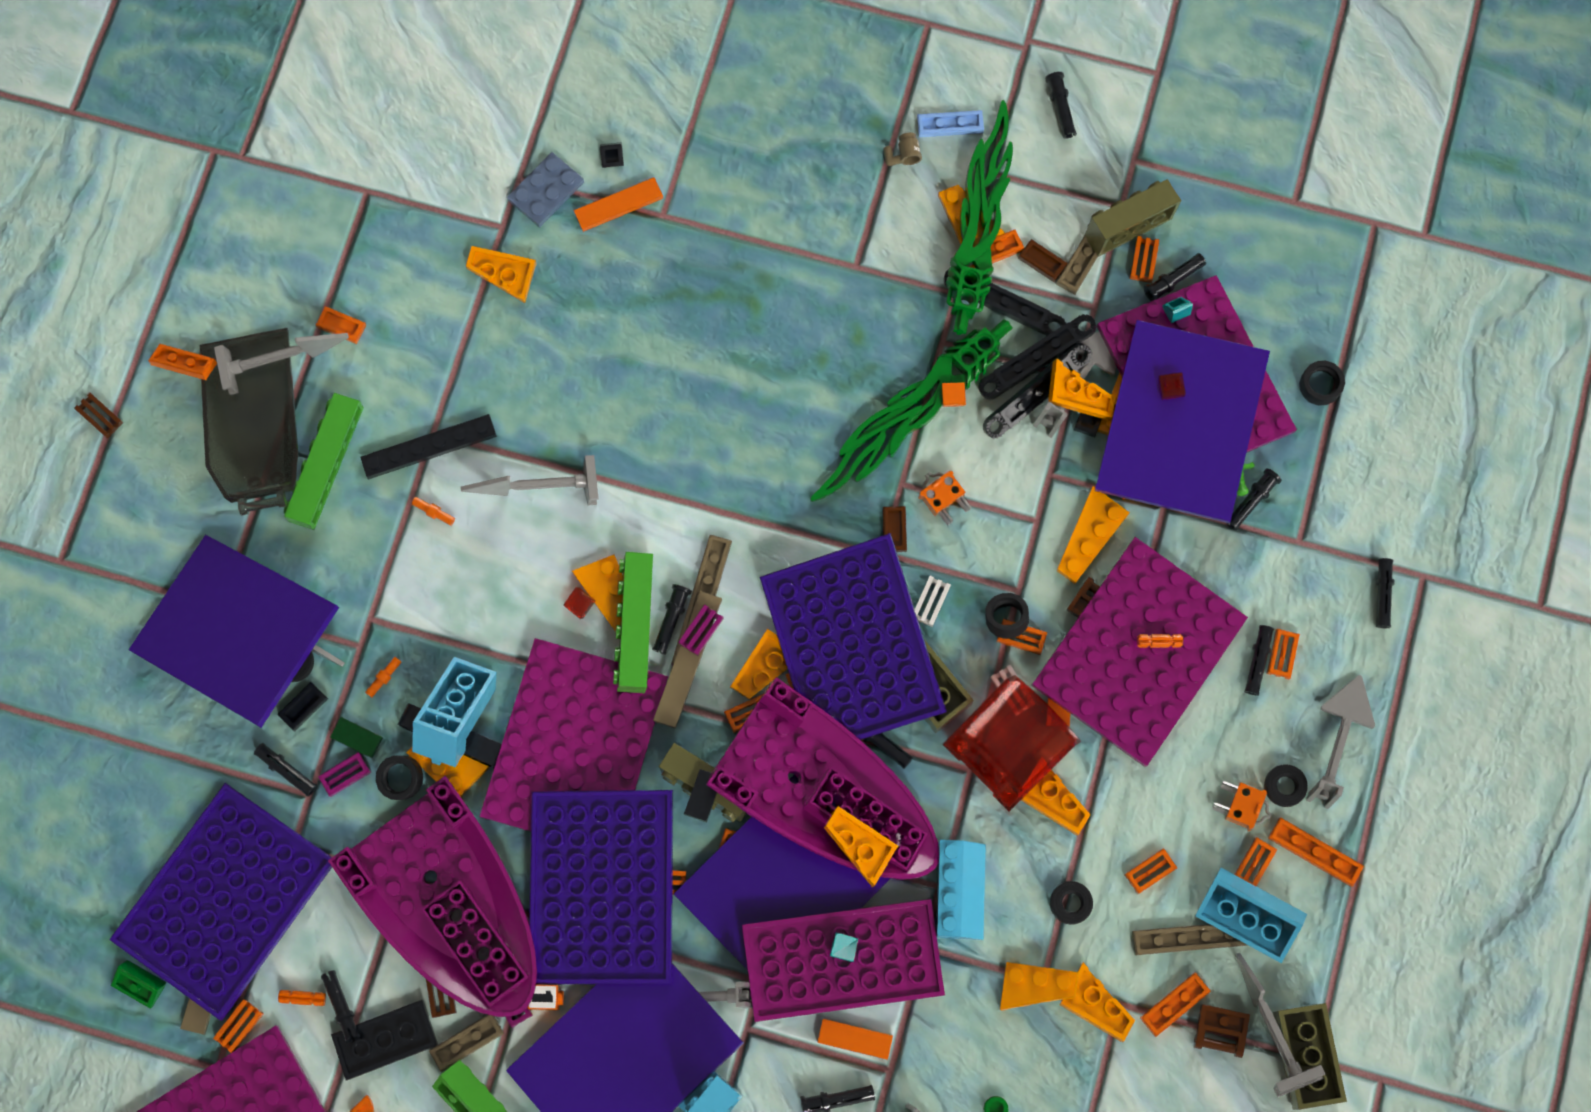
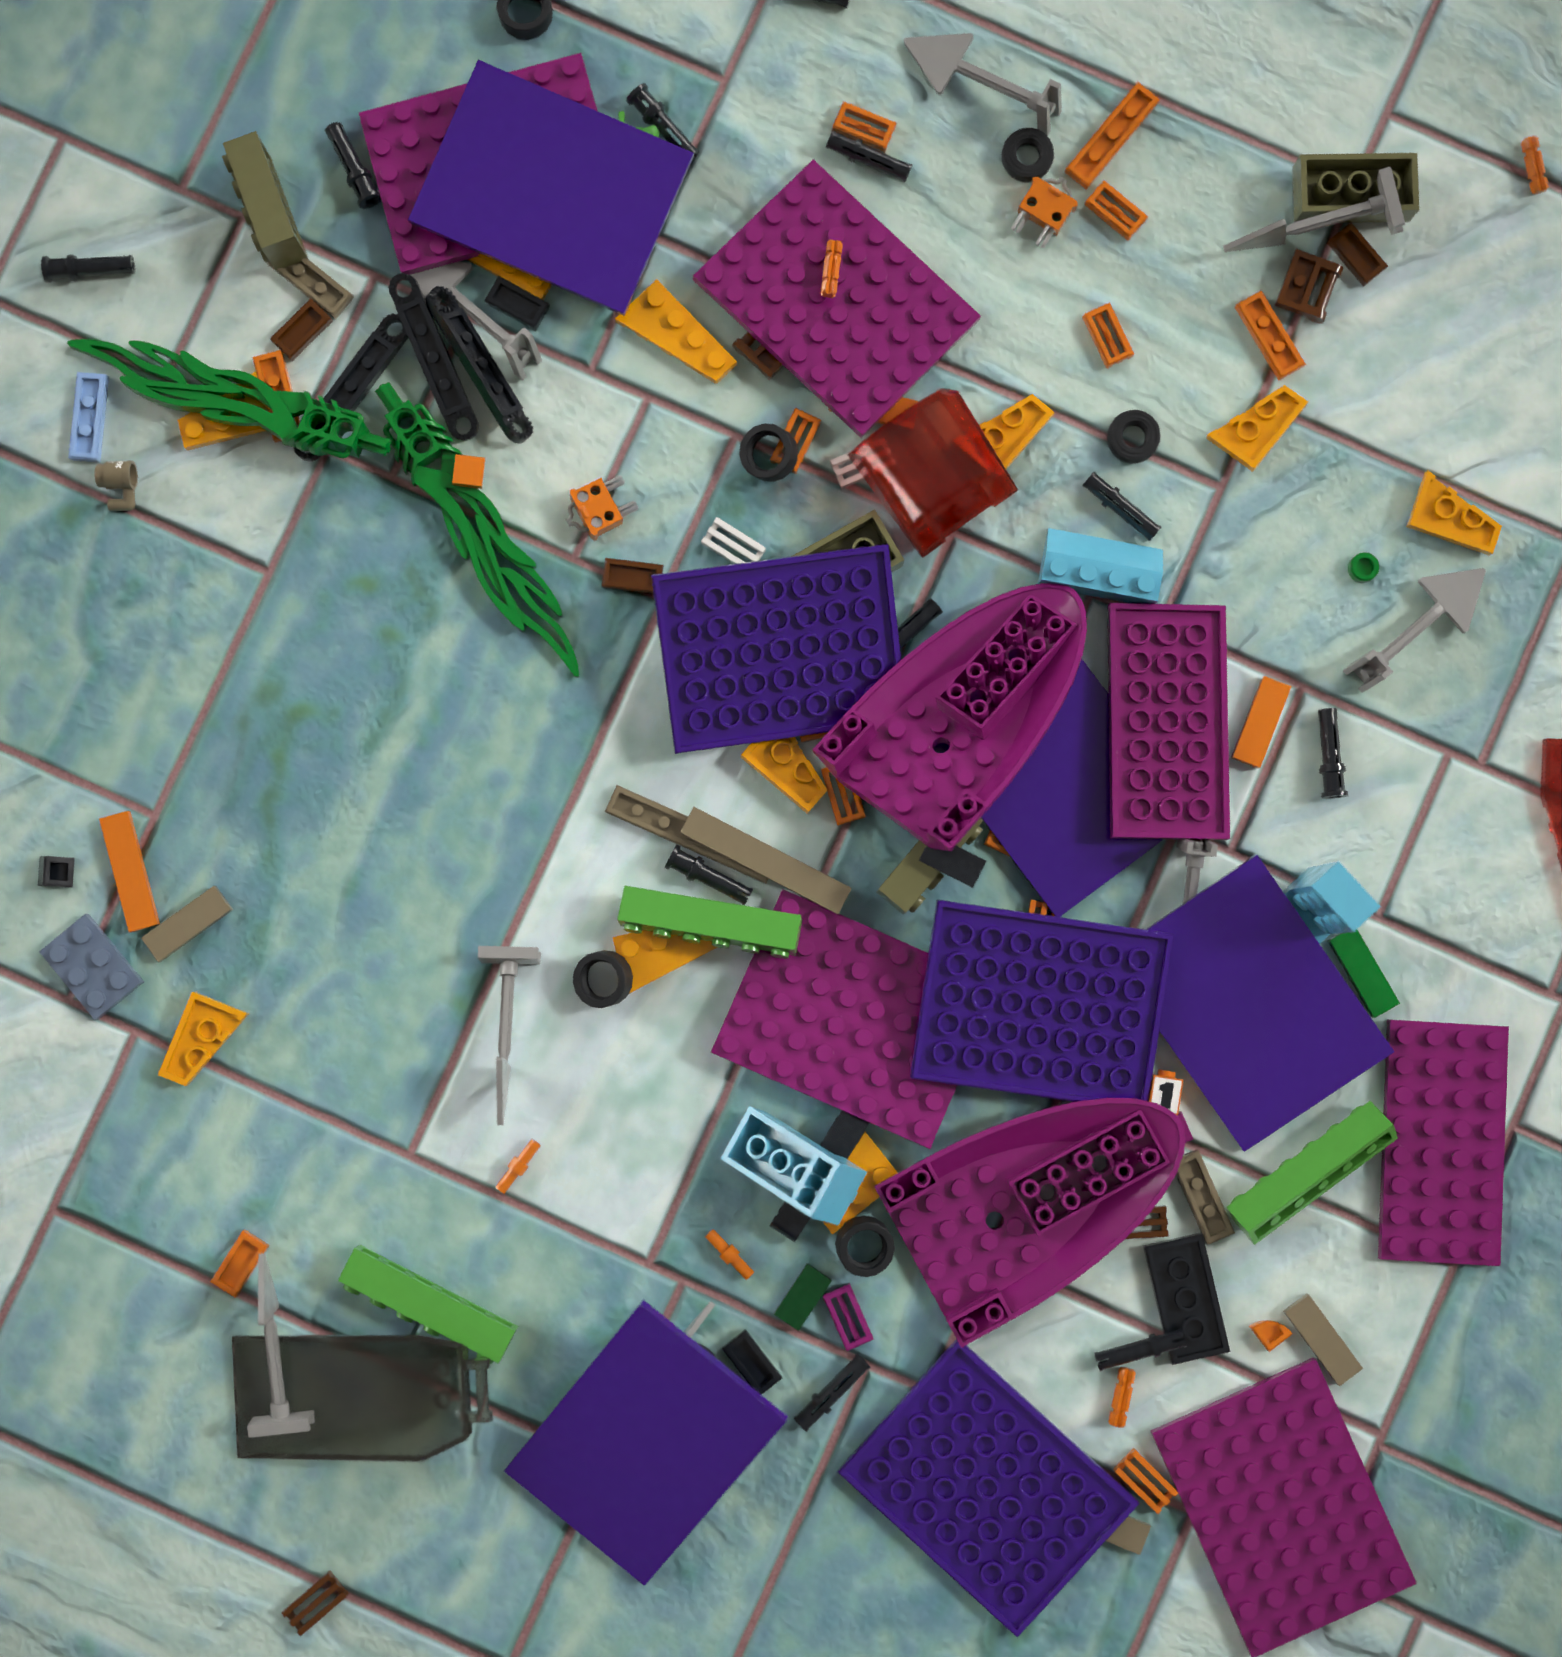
camera: 85 degrees left, 10 degrees up
(138, 983) = (1075, 1604): green slope -> none
(182, 361) = (259, 1482): orange tile -> none
(428, 446) = (428, 1163): black plate -> none
(576, 536) = (581, 983): none -> black tyre
(579, 602) = (669, 990): clear red tile -> none
(585, 250) = (187, 923): none -> dark tan tile
(689, 646) = (714, 821): magenta tile -> none
(843, 947) = (1157, 716): teal slope -> none
(861, 844) = (1043, 672): light orange wing -> none
(1017, 892) = (1121, 506): none -> black pin
(1035, 984) = (1228, 494): light orange wing -> none
(1077, 394) = (495, 312): light orange wing -> none
(1147, 242) = (299, 191): orange tile -> none
(1172, 386) = (505, 190): clear red tile -> none
(1177, 309) = (399, 167): teal slope -> none
(1182, 939) = (1195, 286): dark tan tile -> none
(1251, 915) = (1180, 223): medium azure slope -> none
(1256, 1069) = (1357, 254): none -> reddish brown tile

